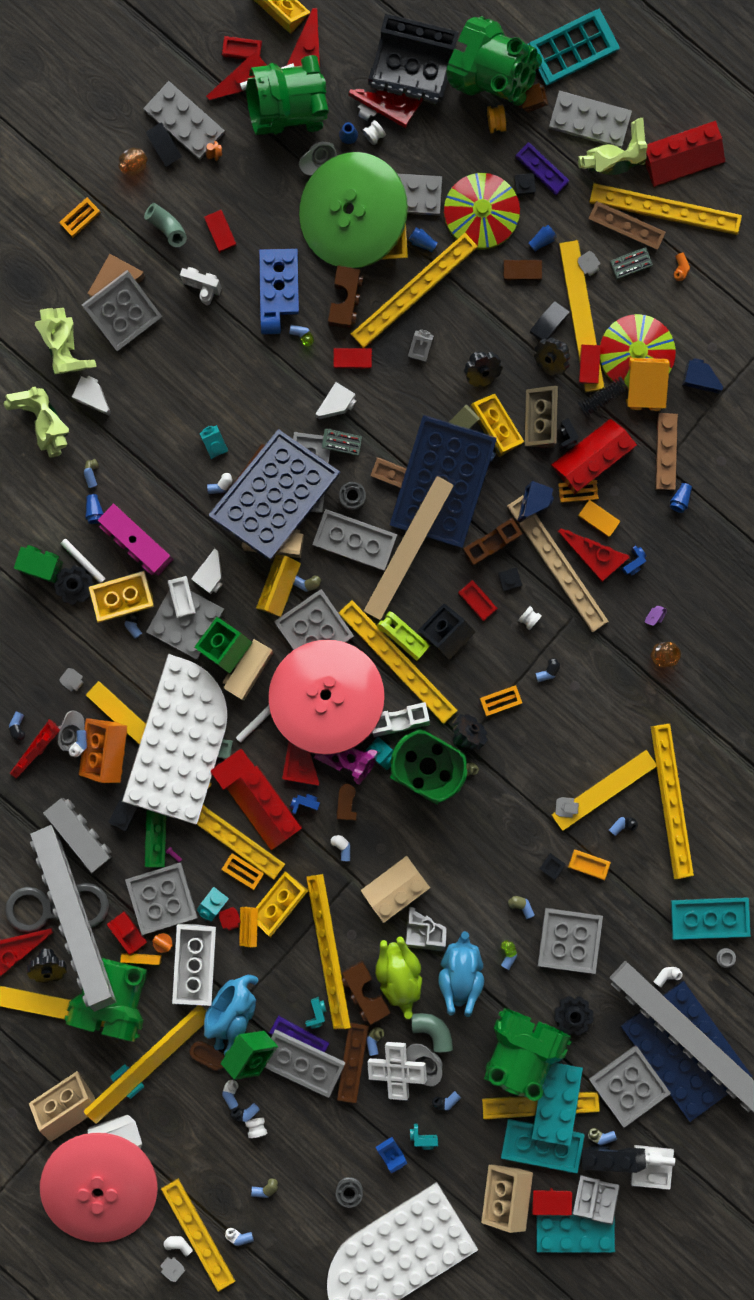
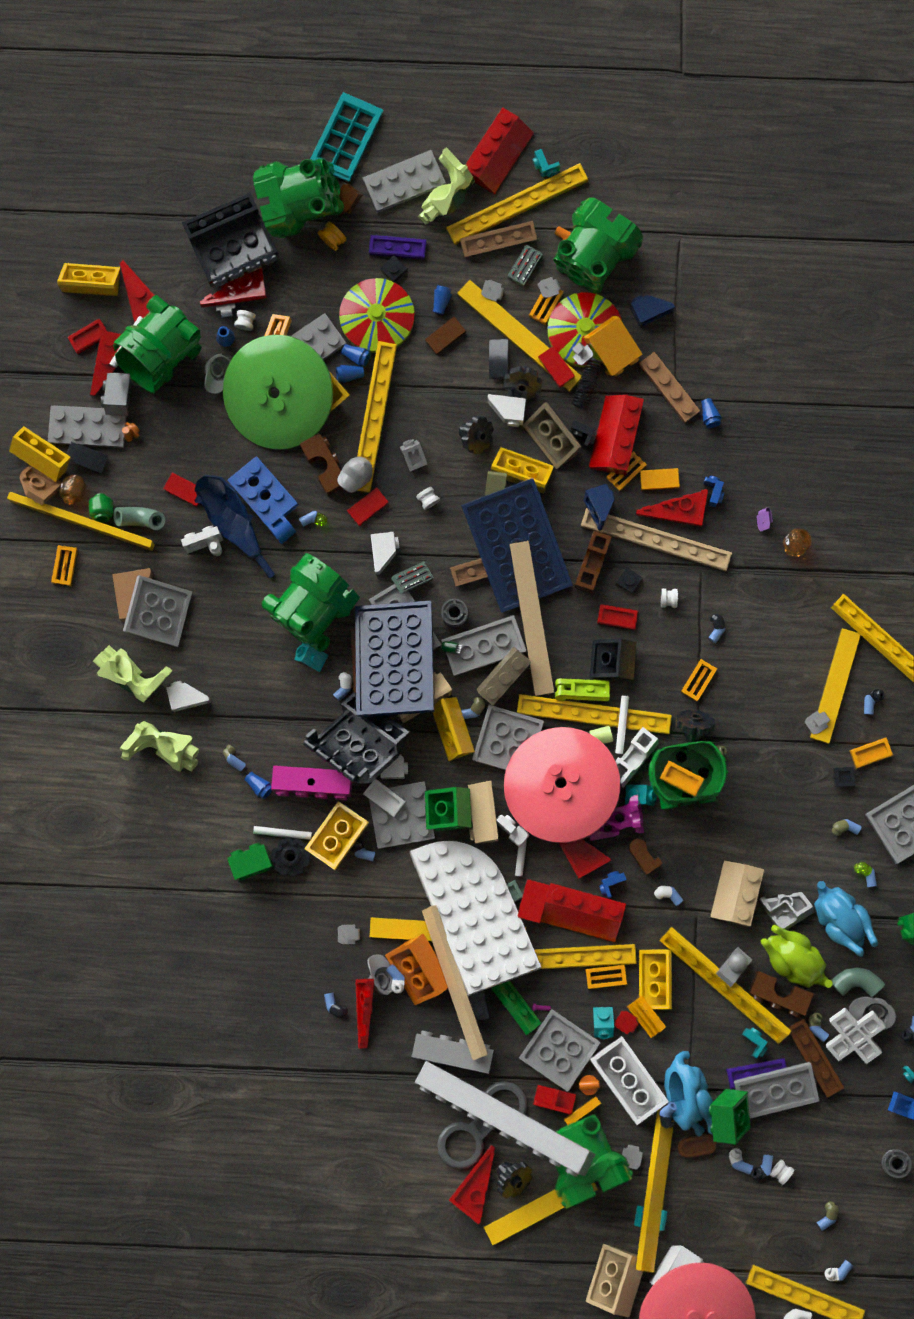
camera: 35 degrees left, 5 degrees down
(109, 136) = (37, 485): none -> medium nougat plate
(119, 191) = (81, 521): none -> yellow tile
(120, 783) = (454, 983): none -> tan tile
(128, 112) = (39, 453): none -> yellow brick
(143, 194) = (101, 508): none -> green head
(151, 1023) = (633, 1156): none -> light grey piece
(192, 541) = (358, 744): none -> black slope
(200, 1013) = (665, 1118): none -> arm
(226, 112) = (117, 394): none -> brick
(237, 279) = (230, 515): none -> dark blue piece
(244, 399) = (311, 602): none -> green piece
(261, 707) = (517, 835): none -> white plate
(327, 520) = (450, 647): none -> dark green piece
(346, 943) = (734, 966): none -> light grey tile
(350, 575) = (503, 676): none -> dark tan brick
(361, 324) = (355, 474): none -> light grey piece
(390, 683) = (603, 734): none -> yellowish green piece
(398, 162) = (279, 330): none -> light orange tile
(404, 388) = (428, 498): none -> white wheel
(412, 687) = (622, 724): none -> white bar
(418, 767) = (682, 778): none -> light orange tile
(440, 230) = (358, 355): none -> blue cone
(525, 369) = (508, 409): none -> white slope
(618, 370) = (582, 353): none -> light grey piece
(635, 296) = (549, 287): none -> light grey piece
(637, 301) = (538, 317): none -> light orange tile
(699, 291) = (596, 245): none -> green piece
(710, 190) = (540, 163): none -> teal bracket

